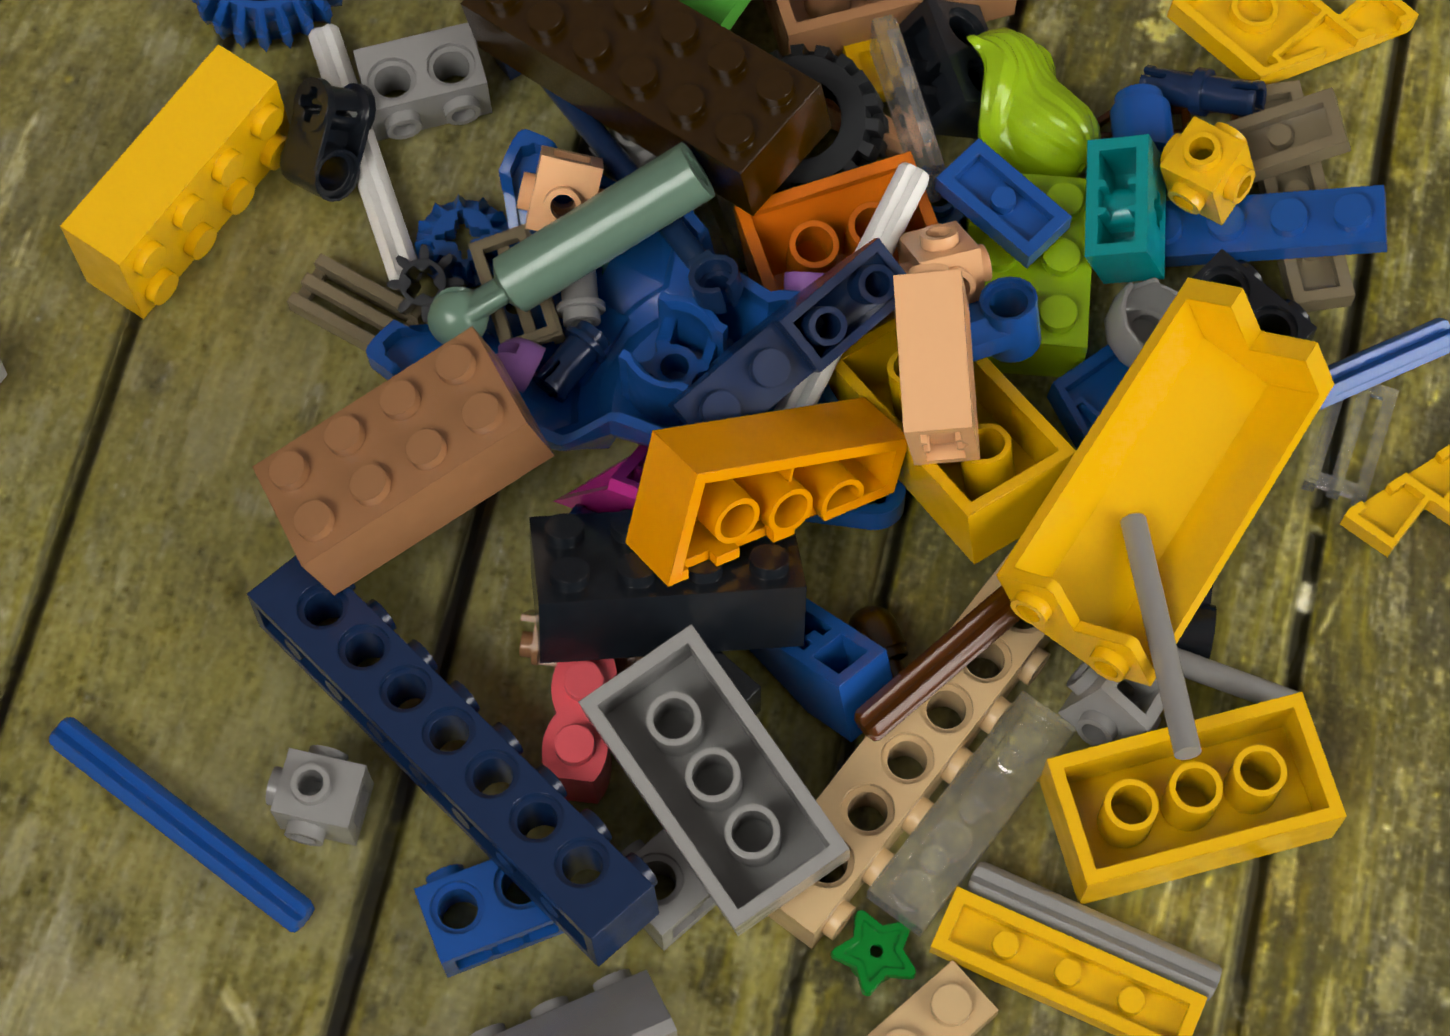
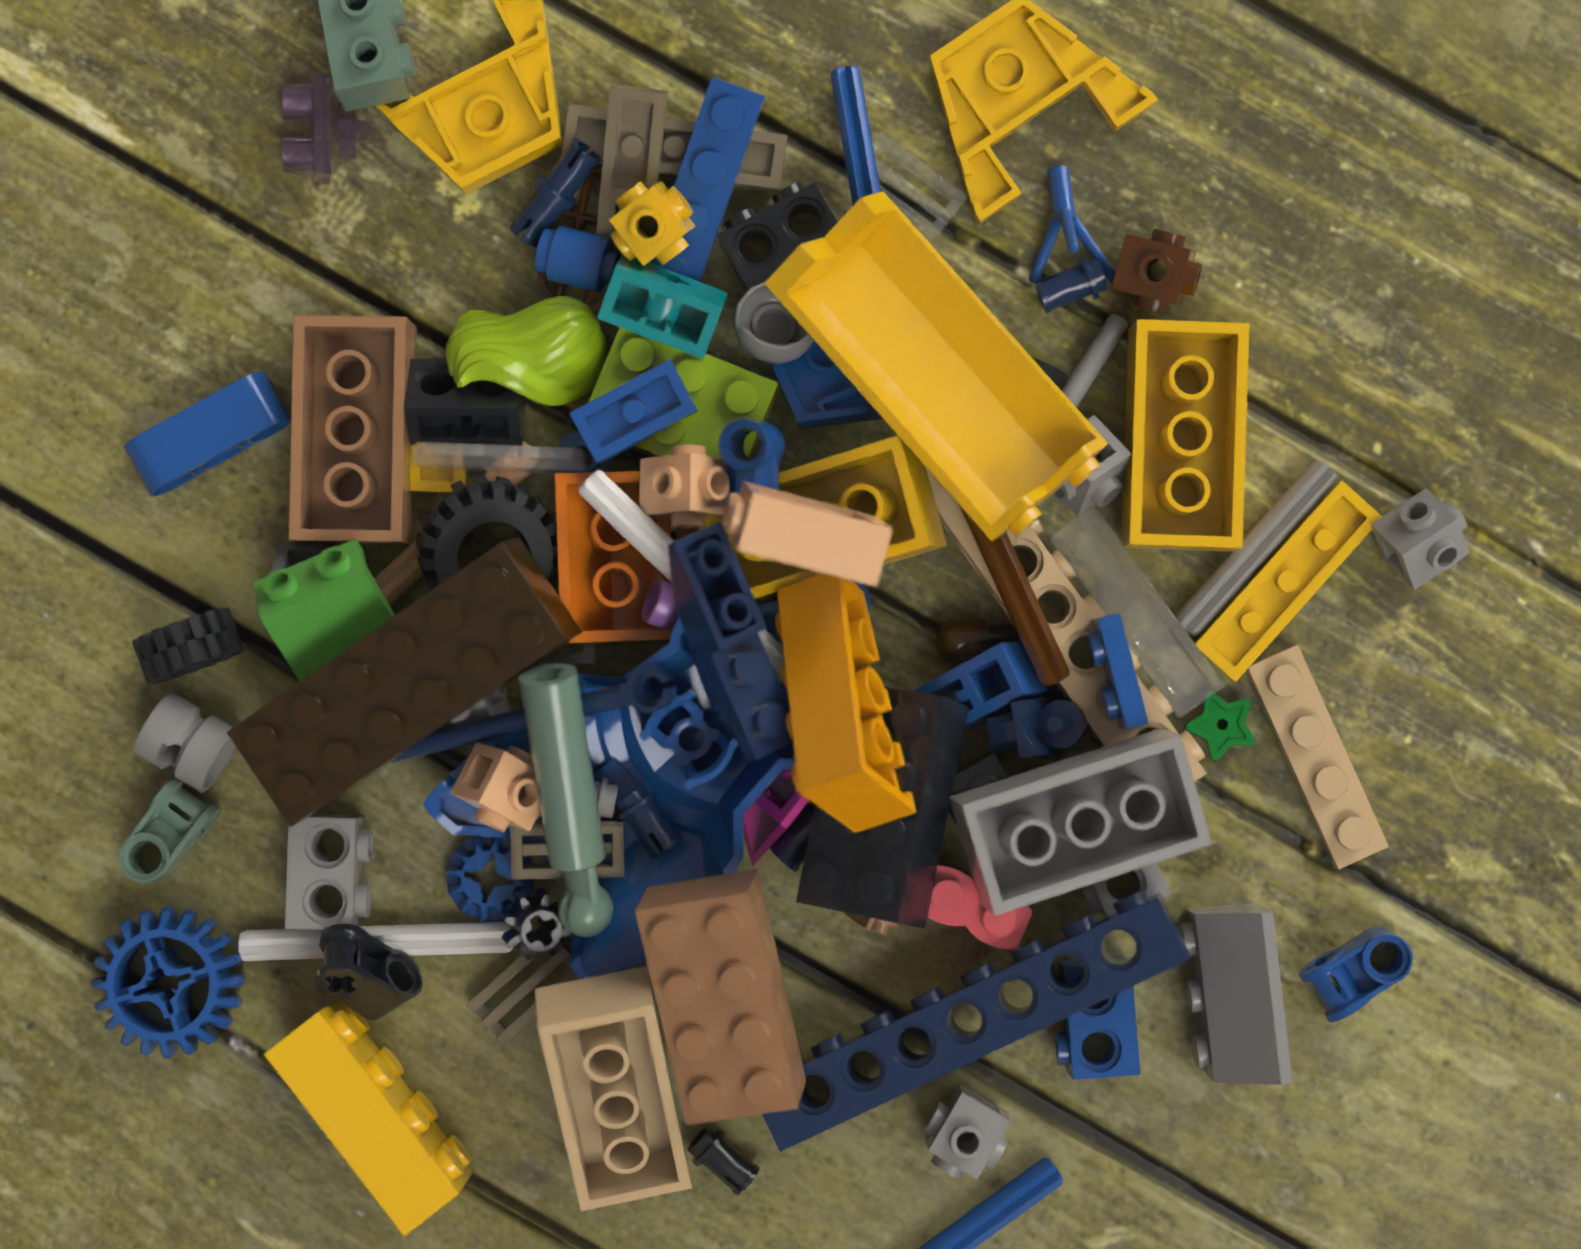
camera: 70 degrees left, 20 degrees up
(222, 554) = (722, 1159): none -> black pin
(264, 388) = (612, 1088): none -> tan brick
(520, 360) = (643, 865): medium lavender hinge -> none
(804, 723) = (1038, 727): none -> dark blue hips
(919, 771) = (1122, 696): none -> blue plate
(1160, 637) = (1074, 422): light grey bar -> none
(1313, 636) = (1071, 284): none -> dark blue pin
(1366, 713) = (1137, 264): none -> reddish brown brick
(1387, 608) = (1072, 227): none -> blue plant

